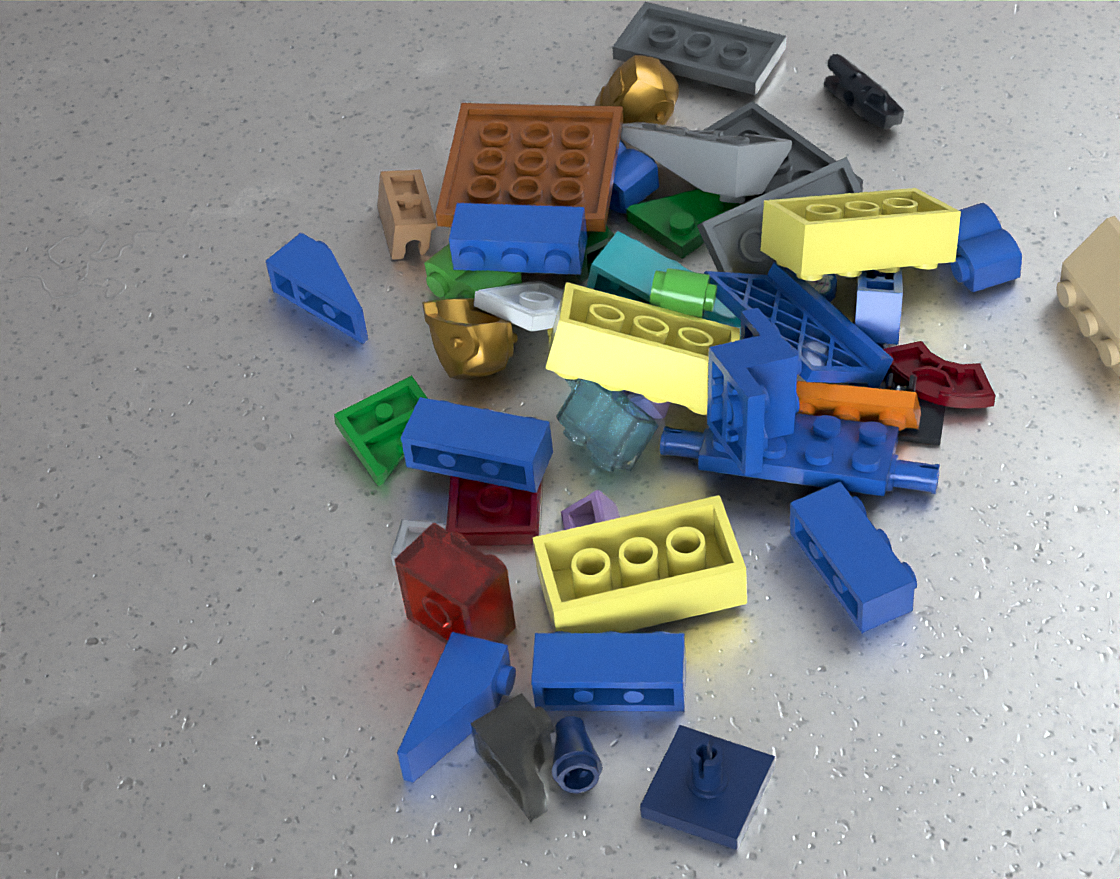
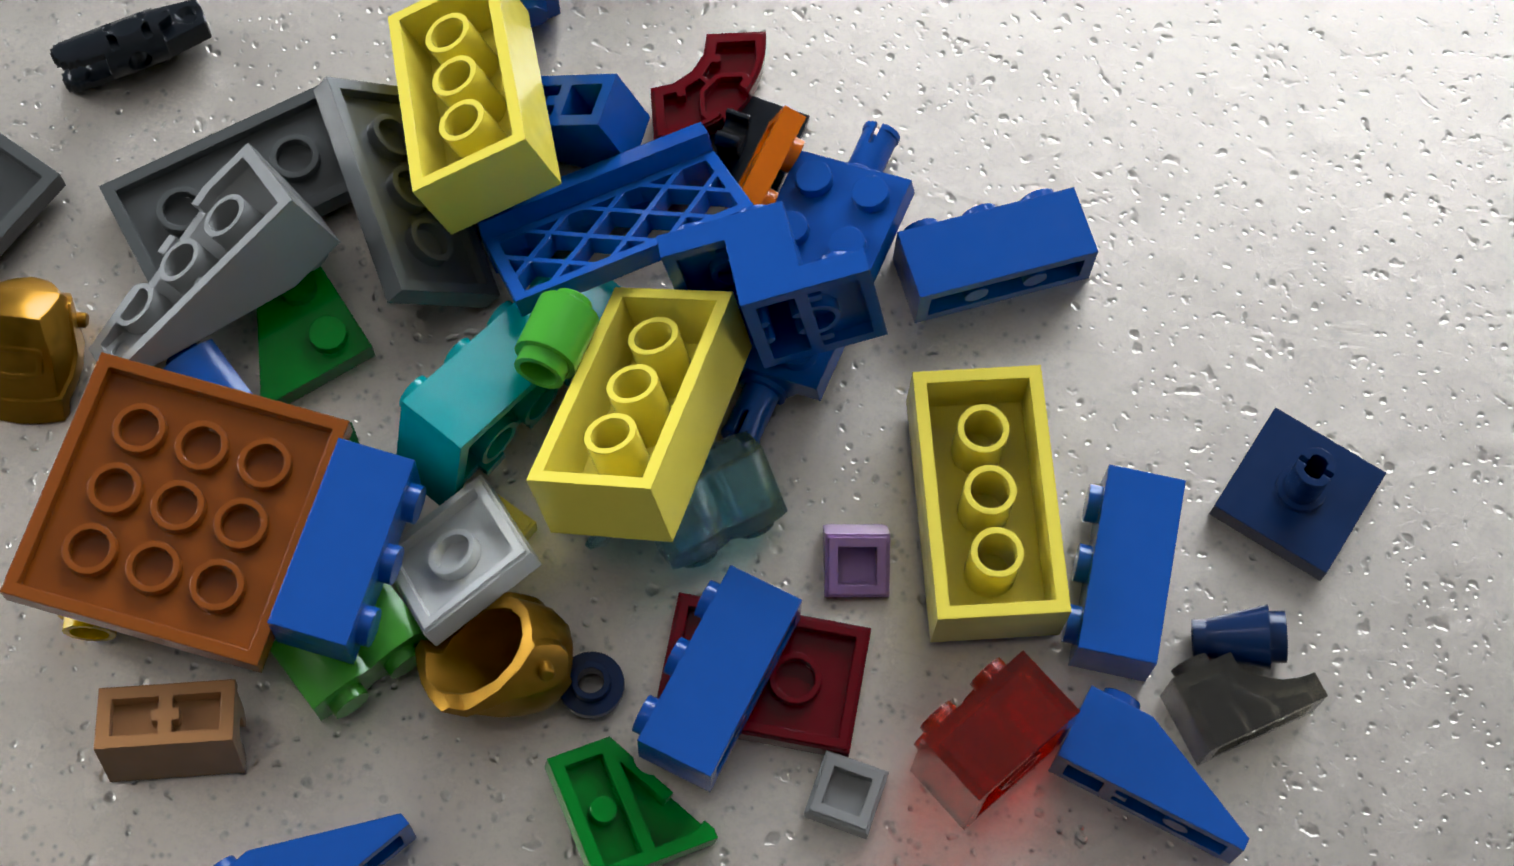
camera: 90 degrees left, 20 degrees up
(472, 393) = (600, 702): none -> dark blue plate

